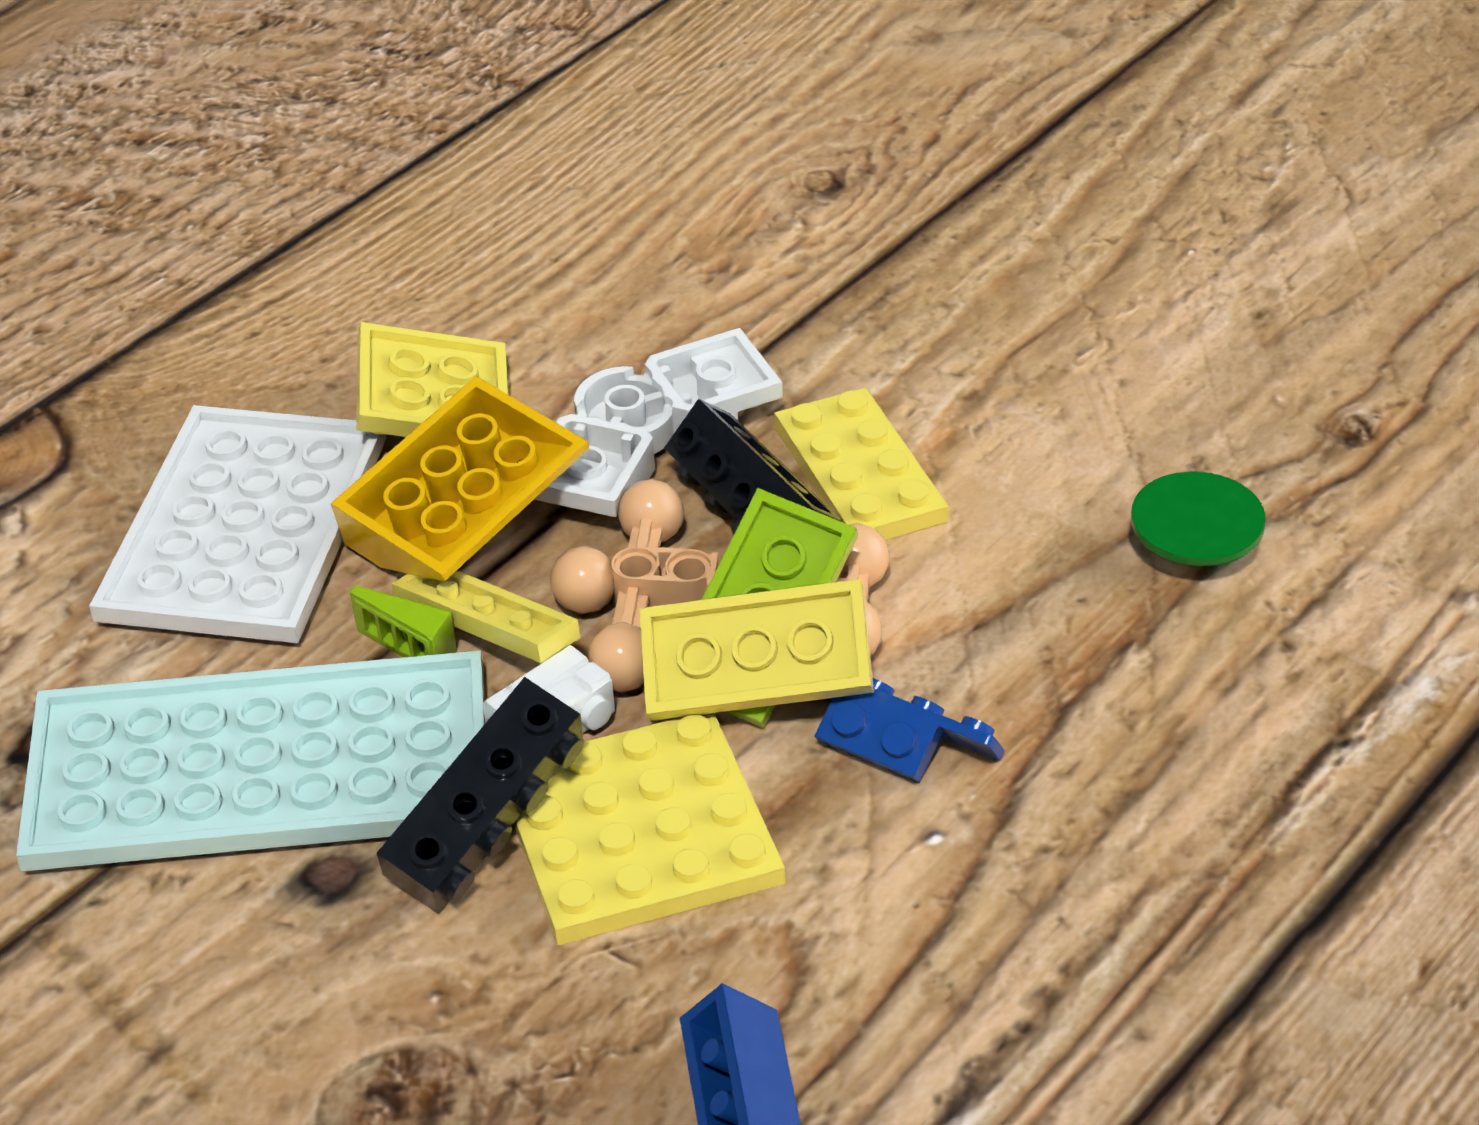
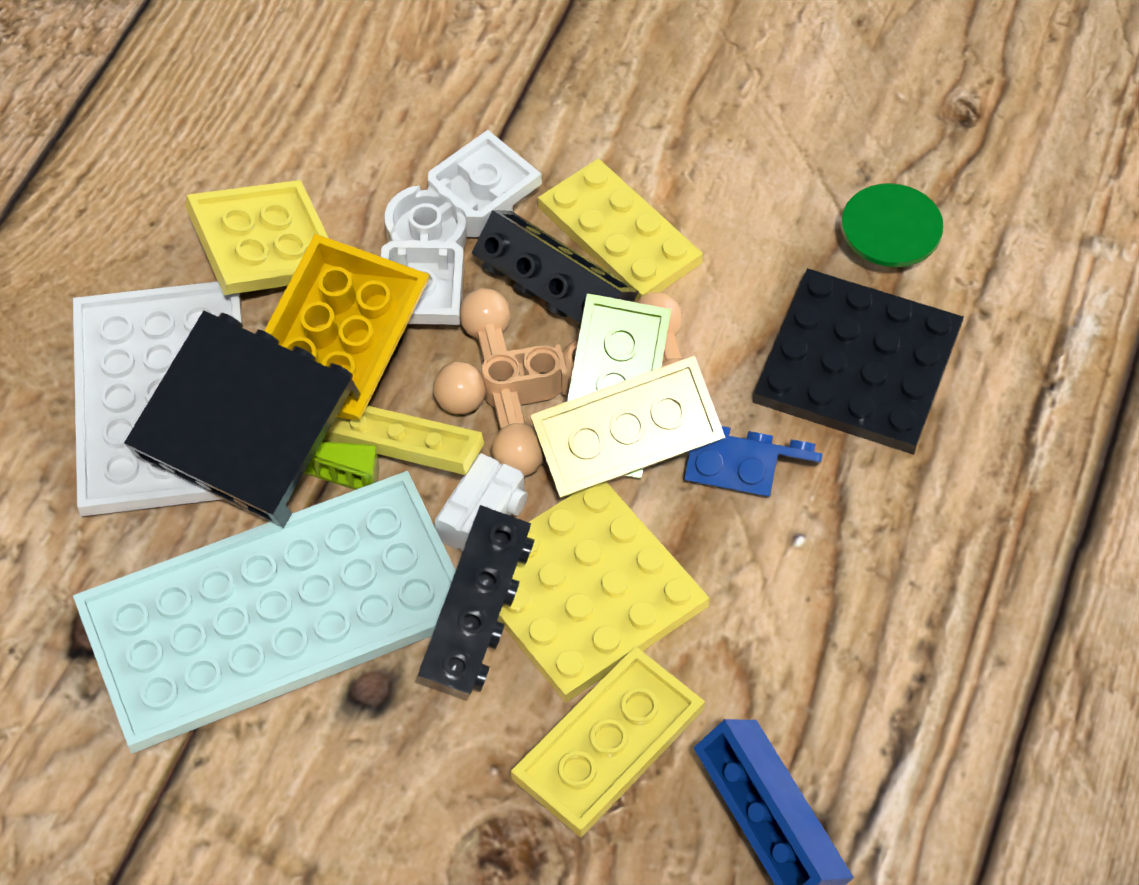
camera: 20 degrees left, 15 degrees up
(302, 539) = (240, 415): none -> black panel
(583, 993) = (607, 741): none -> light yellow plate
(1098, 660) = (859, 361): none -> black plate

